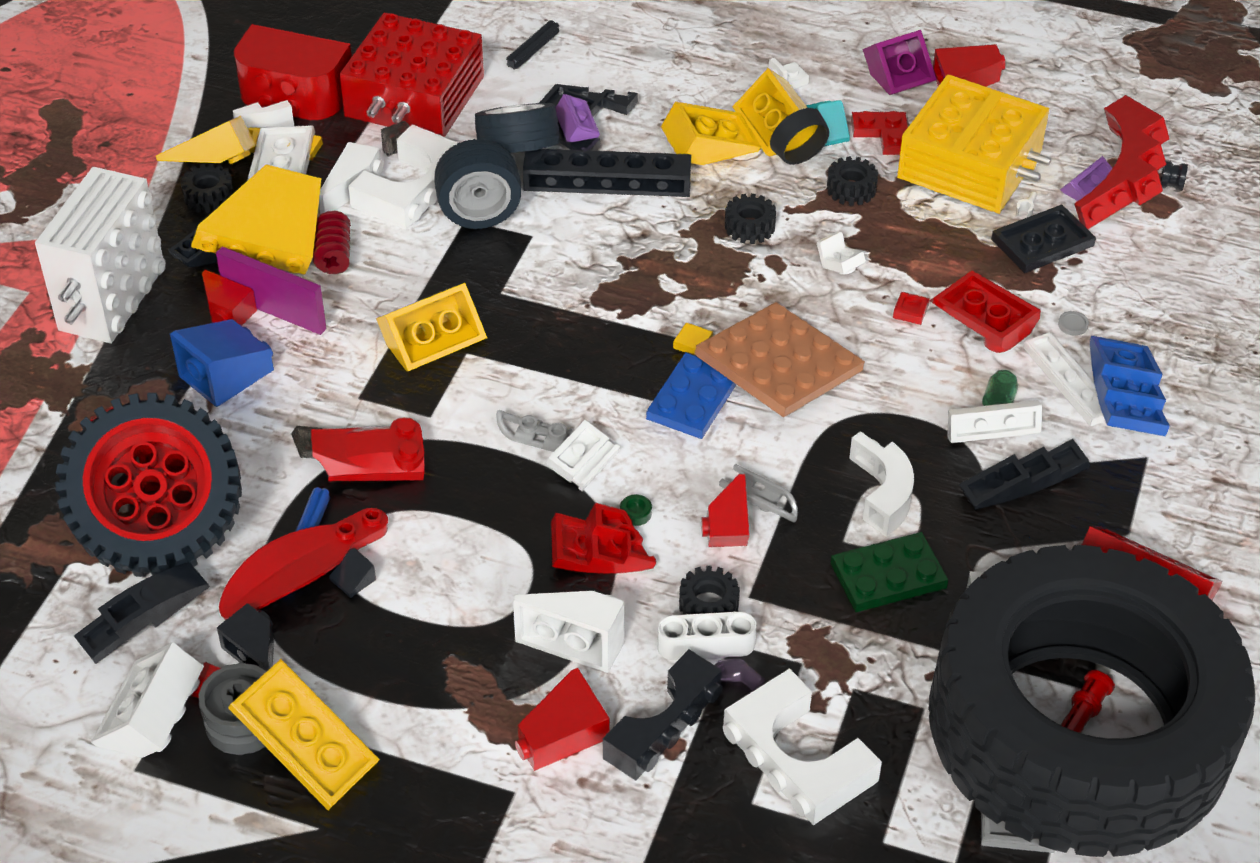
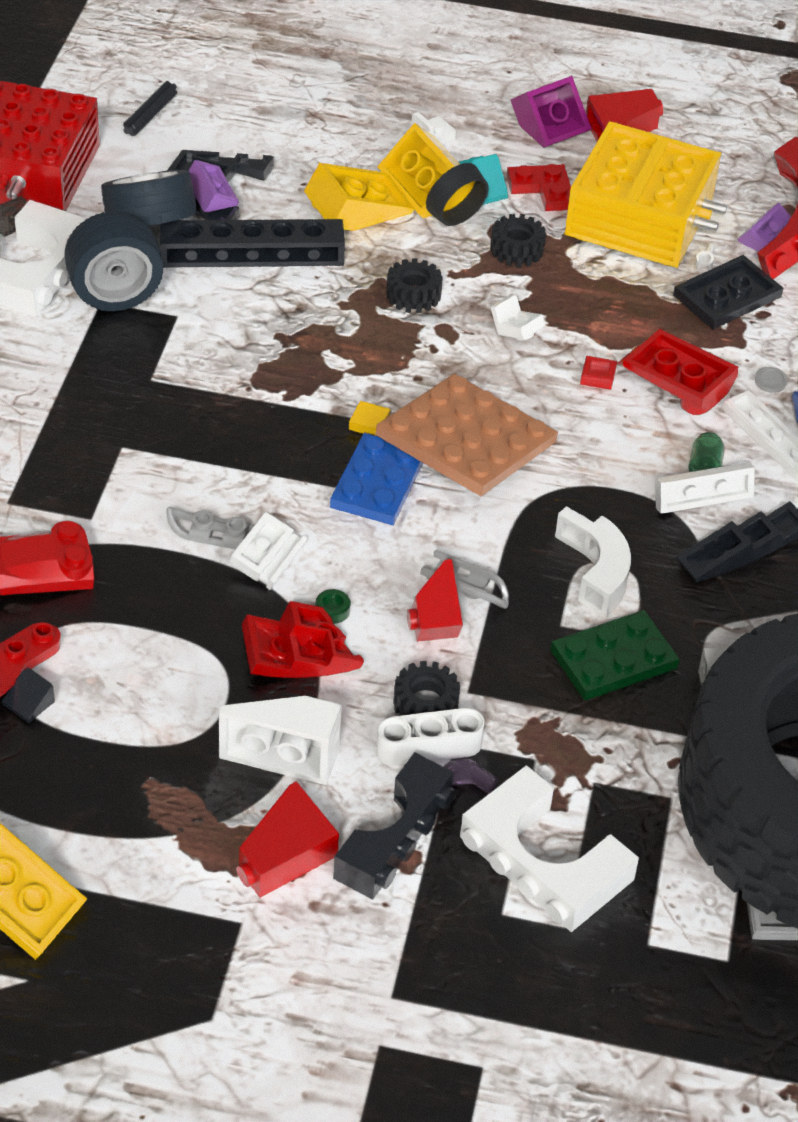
camera: 10 degrees left, 0 degrees up
(432, 327) = (81, 420): yellow slope -> none

